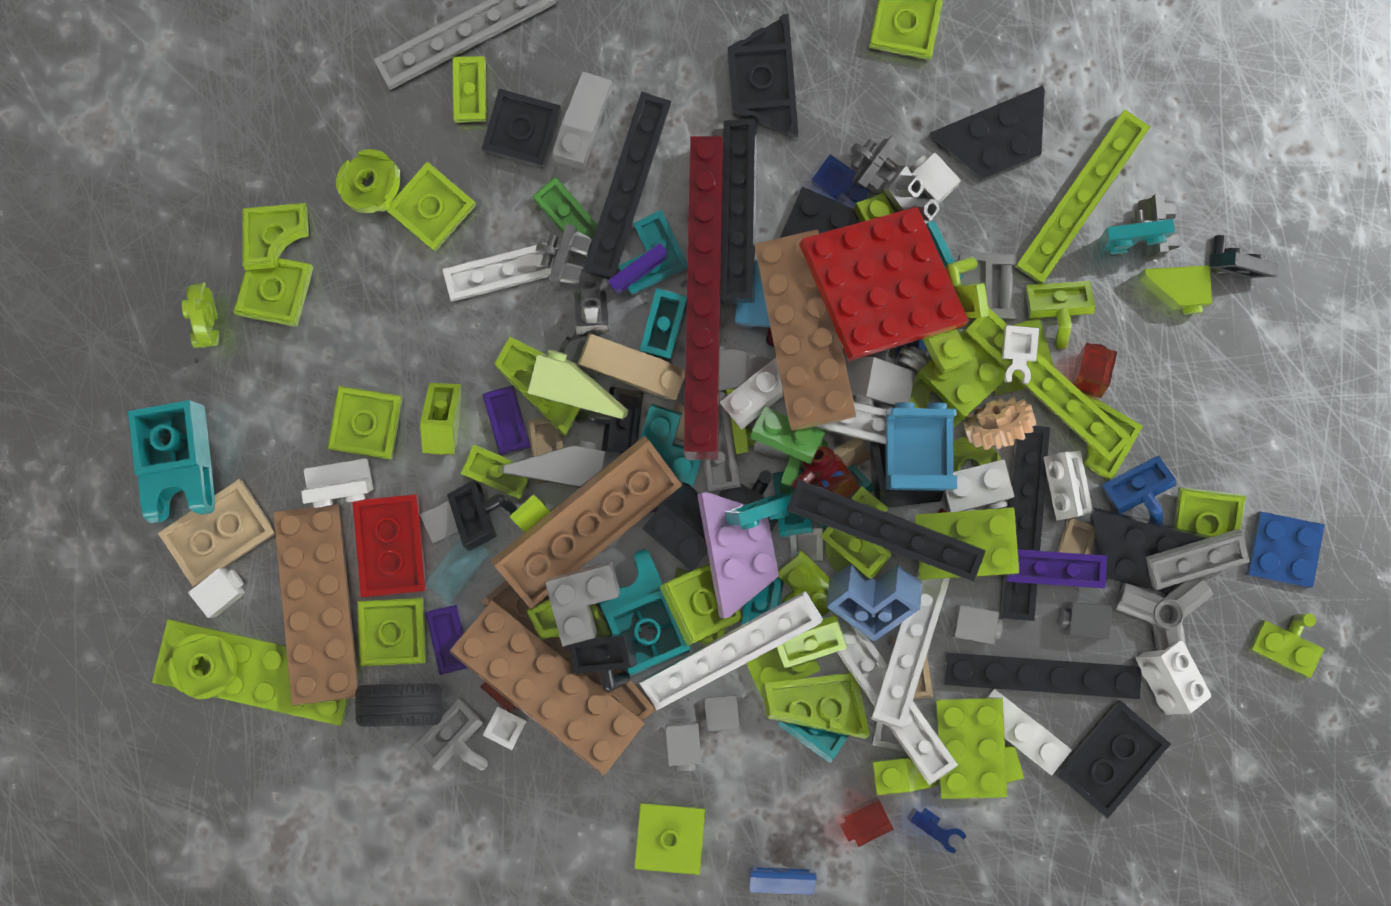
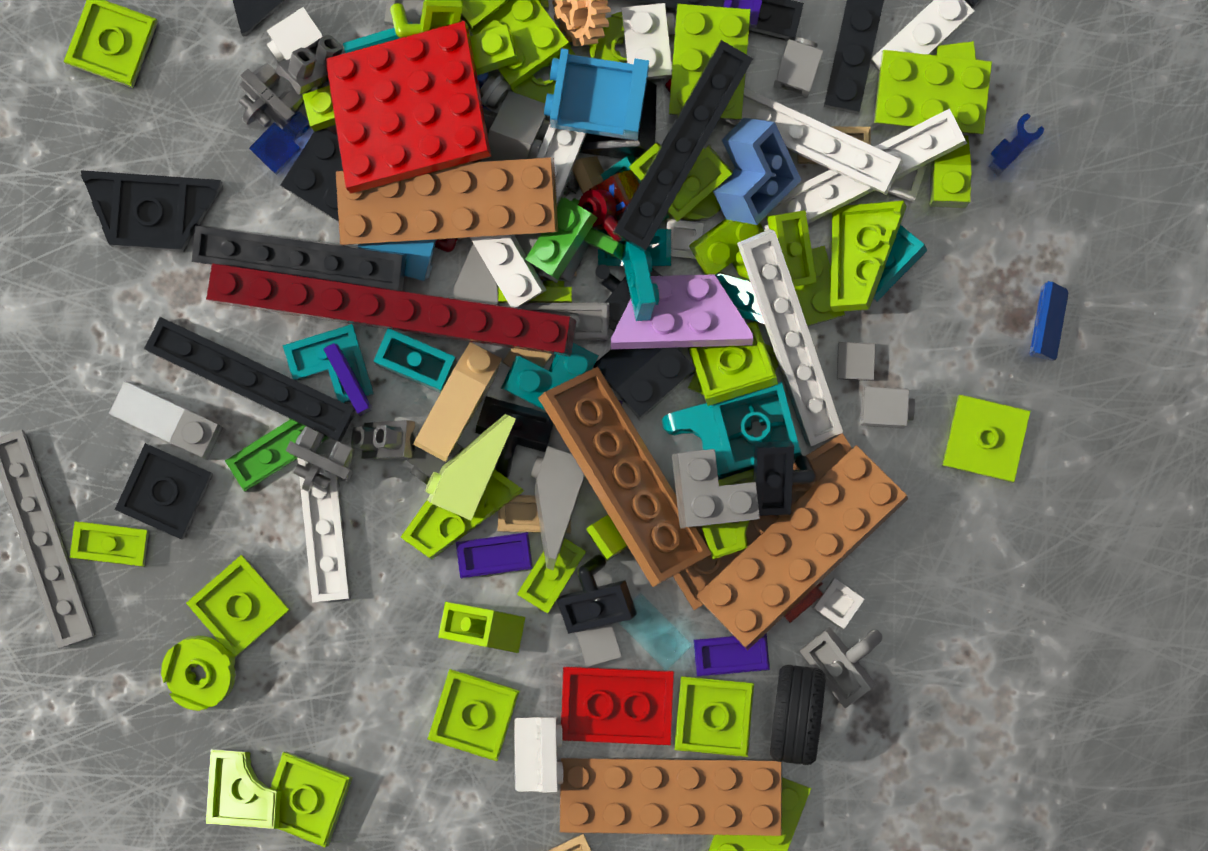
camera: 85 degrees left, 0 degrees up
(866, 822) = (997, 219): clear red brick -> none

